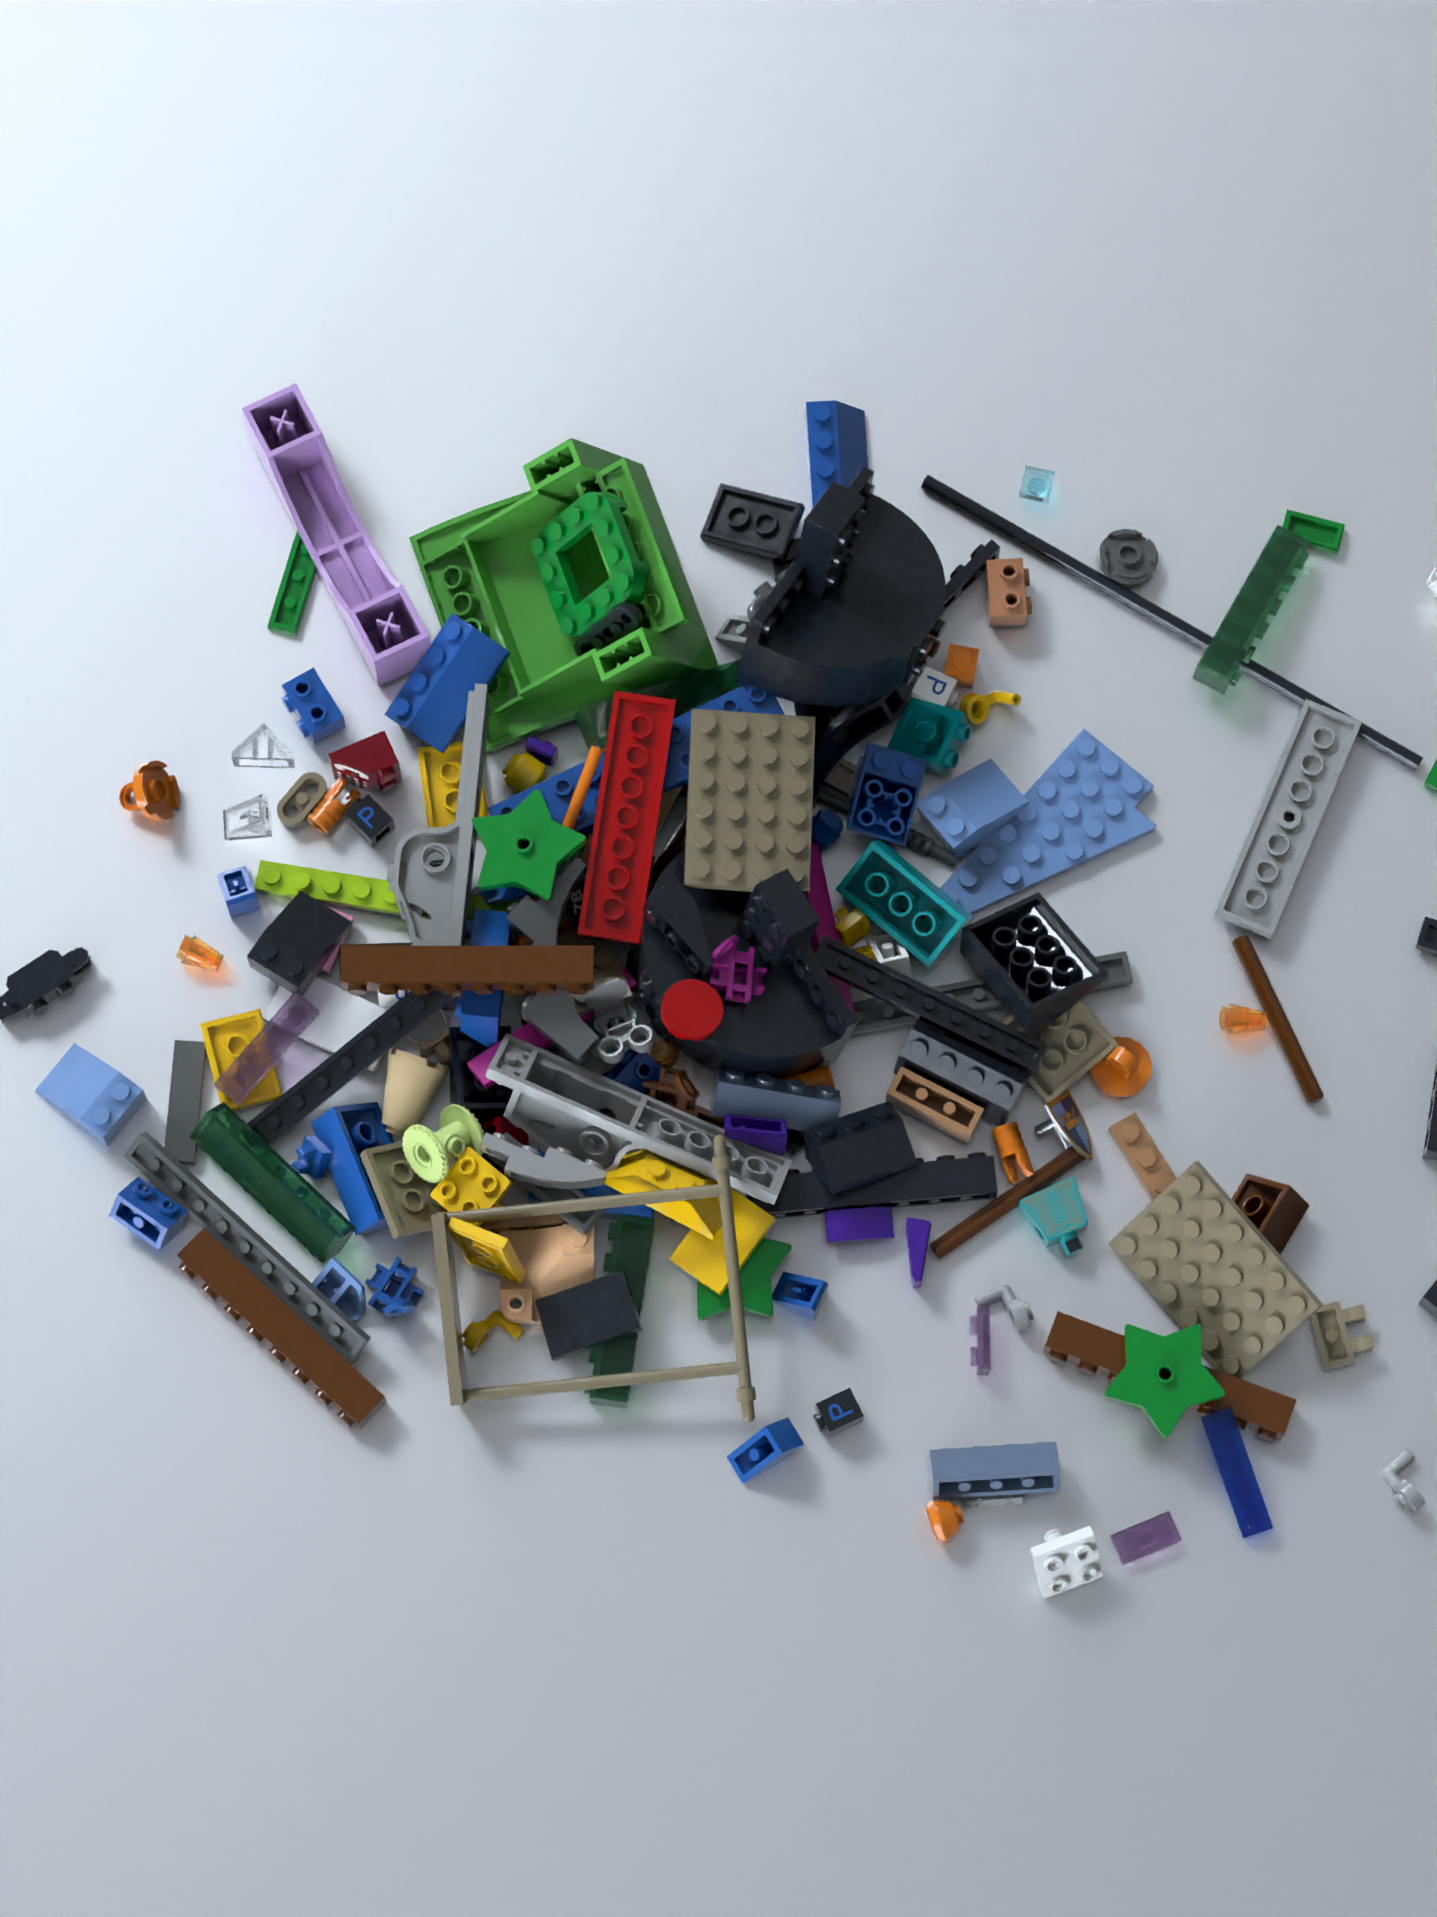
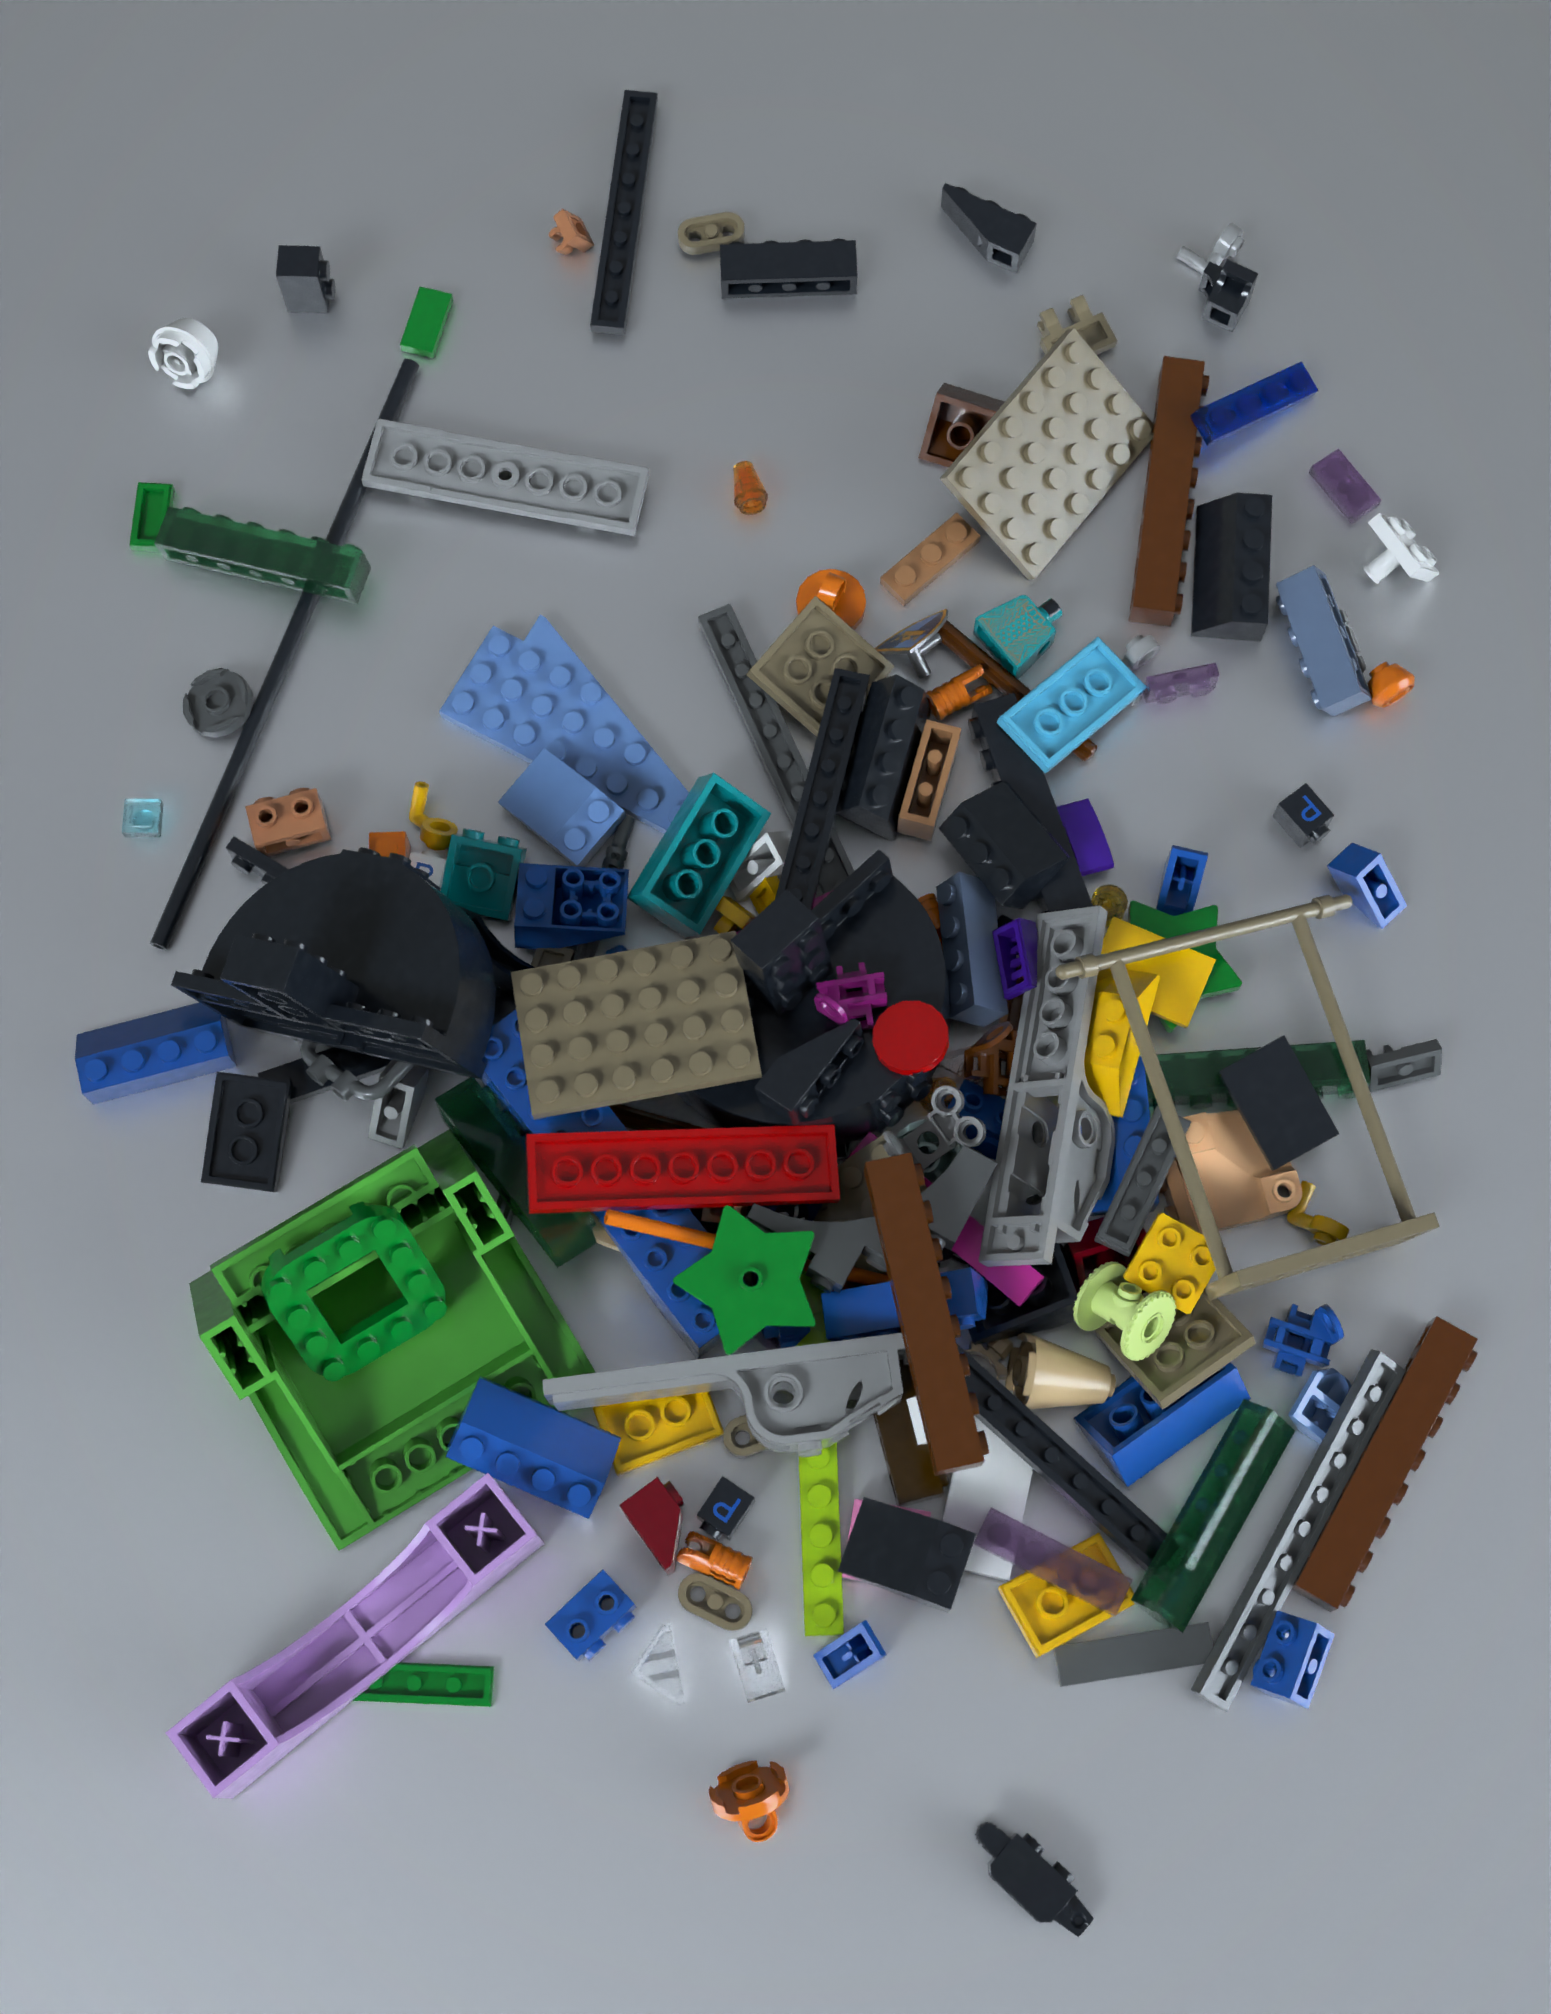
camera: 100 degrees left, 0 degrees up
(92, 1094) = (1155, 1777): medium blue slope -> none
(199, 954) = (944, 1683): clear orange cone -> none
(312, 1157) = (1170, 1474): blue tile -> none
(487, 1250) = (1244, 1227): yellow tile -> none
(523, 772) = (626, 1332): yellow head -> none
(542, 750) = (590, 1318): dark purple tile -> none
(555, 1170) = (1134, 1169): light grey slope -> none
(601, 1434) = (1404, 1065): none -> dark grey plate
(621, 620) = (442, 1247): black plate -> none
(793, 1235) = (1114, 895): none -> clear yellow wheel
(917, 1242) = (1094, 769): dark purple slope -> none
(977, 1238) = (1071, 704): none -> medium azure tile
(1031, 961) = (741, 699): black slope -> none
(1080, 1415) = (1232, 567): none -> black slope
(1159, 1398) = (1182, 479): green plate -> none
(1277, 1019) = (740, 452): reddish brown axle -> none
(1353, 1479) = (1227, 292): none -> black brick

